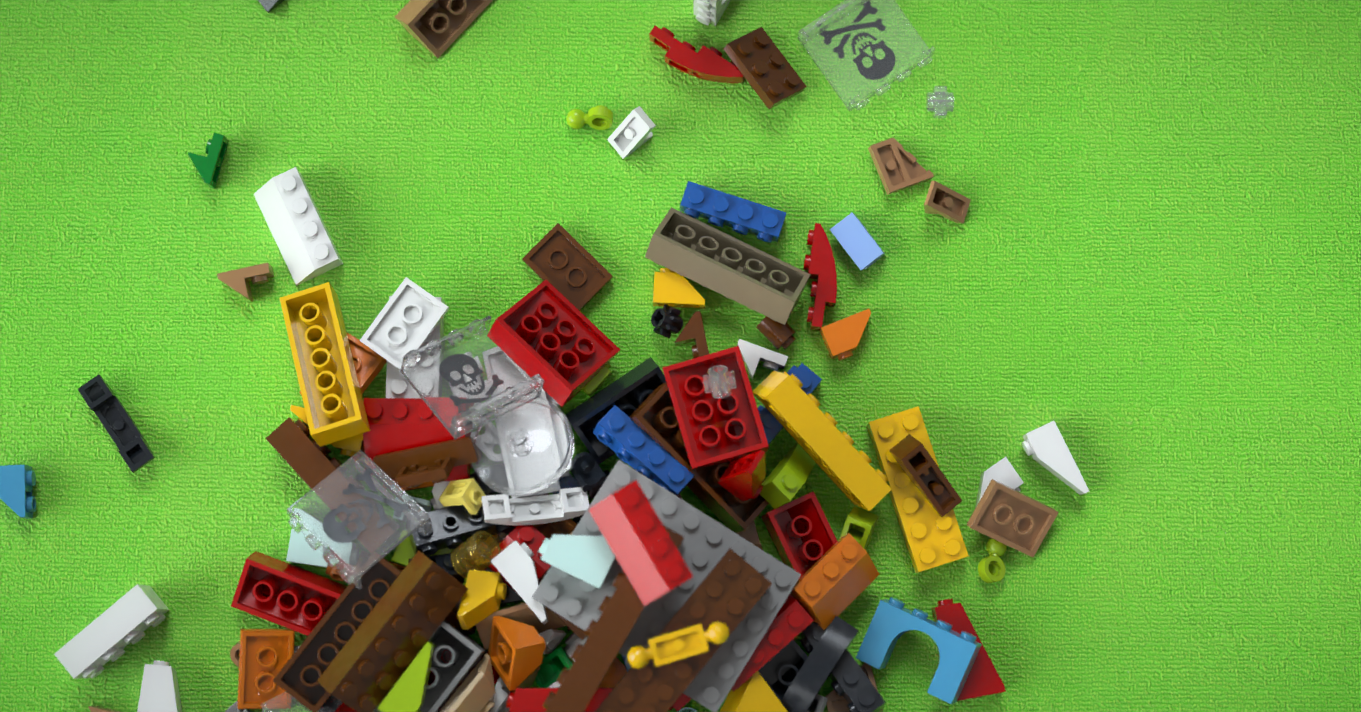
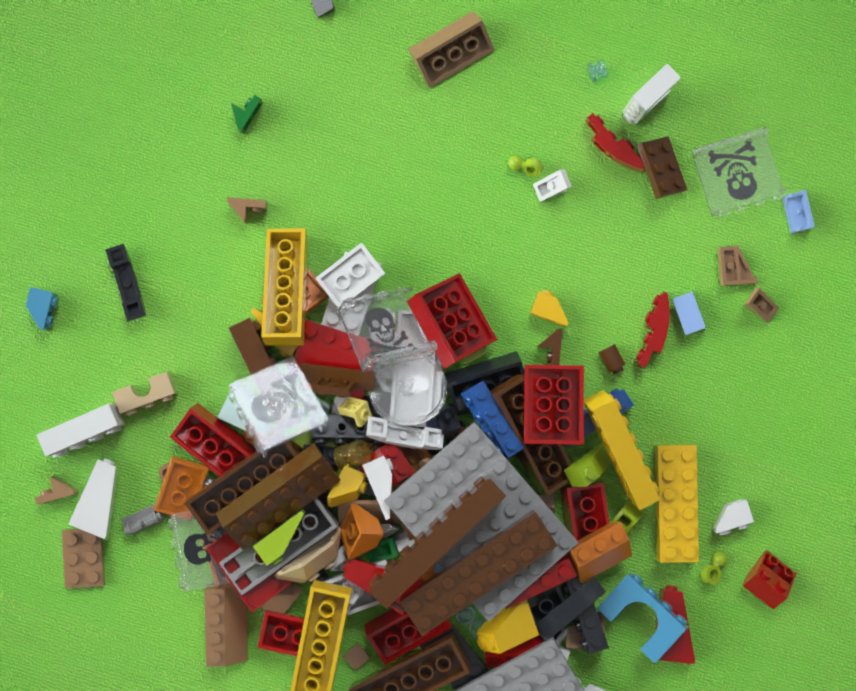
camera: 10 degrees right, 5 degrees up
(202, 548) = (161, 389): none -> tan arch
(297, 226) = (294, 180): white slope -> none
(567, 267) = (477, 268): reddish brown plate -> none
(579, 556) = (428, 484): light aqua slope -> none
(640, 542) = (474, 492): slope -> none
(667, 321) = (536, 328): black gear -> none
(678, 645) = (478, 570): yellow plate -> none
(719, 381) = (563, 388): clear gear -> none
(727, 265) = (592, 303): dark tan brick -> none
(733, 212) = (607, 264): blue brick -> none
(745, 476) = (559, 459): red slope -> none
(753, 354) = (592, 371): white slope -> none
(844, 335) = (659, 377): orange slope -> none
(925, 474) = (687, 496): reddish brown slope -> none
(940, 102) = (779, 230): clear gear -> none
(956, 71) = (798, 212): none -> light blue hinge
(1012, 518) = (737, 544): medium nougat plate -> none
(1052, 453) = (779, 504): white slope -> none
(1070, 553) = (770, 580): none -> red slope

